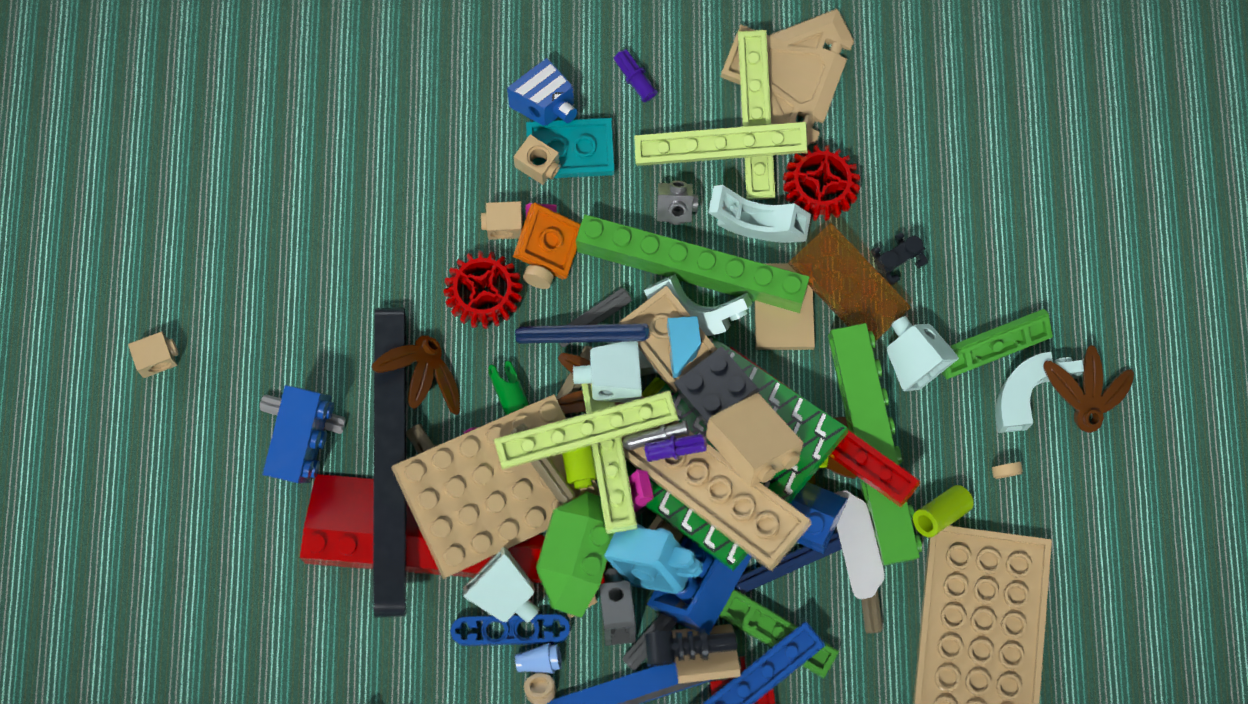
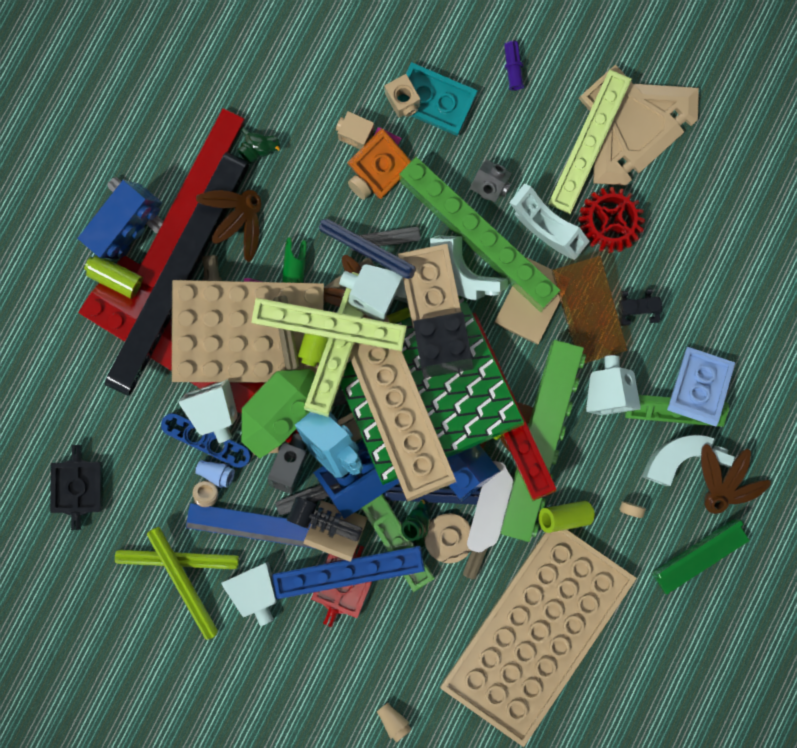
camera: 30 degrees right, 10 degrees up
(153, 354) = (49, 106): tan brick -> none
(319, 498) = (113, 276): none -> lime brick
(359, 380) = (217, 143): none -> red tile
(405, 286) = (257, 146): none -> dark green animal
(493, 269) = (306, 182): red gear -> none
(543, 95) = (434, 47): blue torso -> none
(640, 489) = (347, 388): dark pink plate -> none
(663, 433) = (375, 353): flat silver piece -> none
(675, 447) = (387, 371): dark purple axle -> none
(684, 342) = (437, 293): medium azure slope -> none
(721, 143) = (550, 152): yellowish green plate -> none
(754, 440) = (448, 396): tan brick -> none
(789, 601) = (417, 524): none -> dark green animal
(829, 601) = (448, 538): none -> tan tile
(1007, 305) = (701, 386): none -> light blue plate
(1104, 484) = (700, 556): none -> green panel

